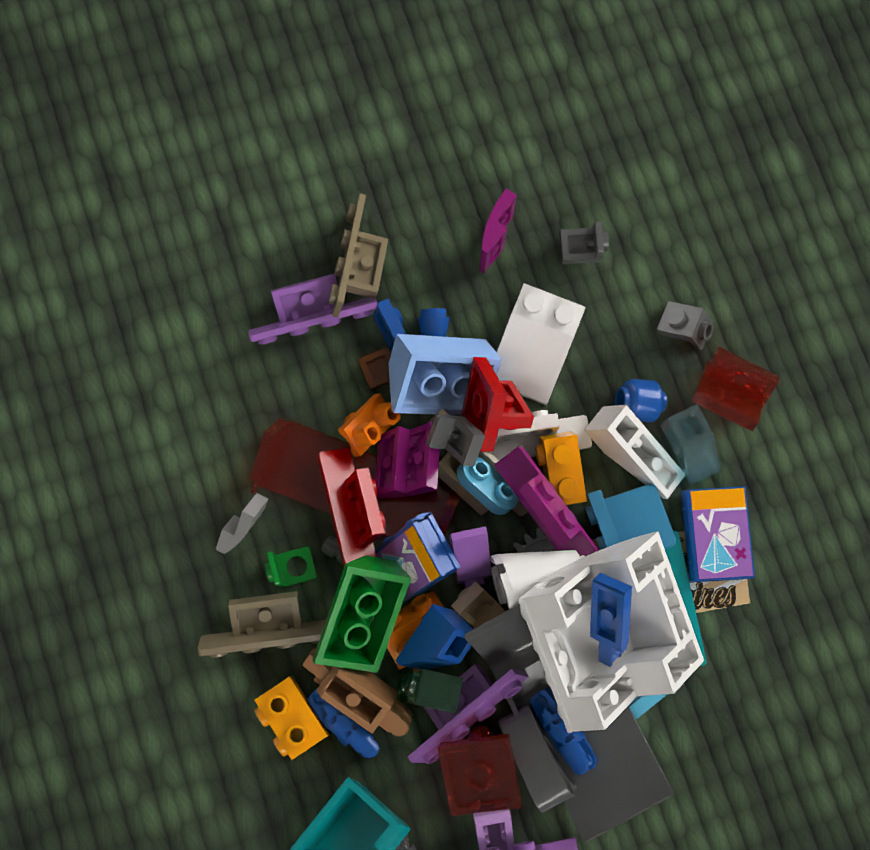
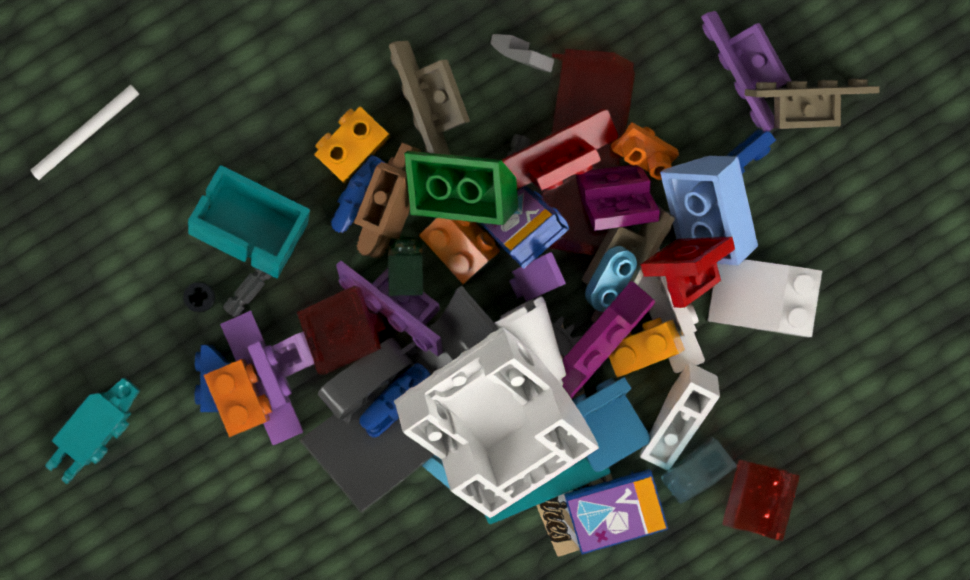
camera: 85 degrees right, 10 degrees up
(277, 567) = (483, 99): green bracket -> none
(376, 368) = (705, 144): reddish brown tile -> none
(433, 322) = (762, 191): blue cone -> none
(436, 641) = (452, 262): blue slope -> none
(457, 437) = (649, 239): dark grey bracket -> none
(477, 605) = (494, 295): tan bracket -> none
(496, 229) = (864, 230): magenta slope -> none
(583, 244) = (879, 322): dark grey bracket -> none
(610, 617) = (506, 417): blue hinge -> none
(642, 398) = (732, 412): blue head -> none
(686, 324) = (820, 442): dark grey bracket -> none

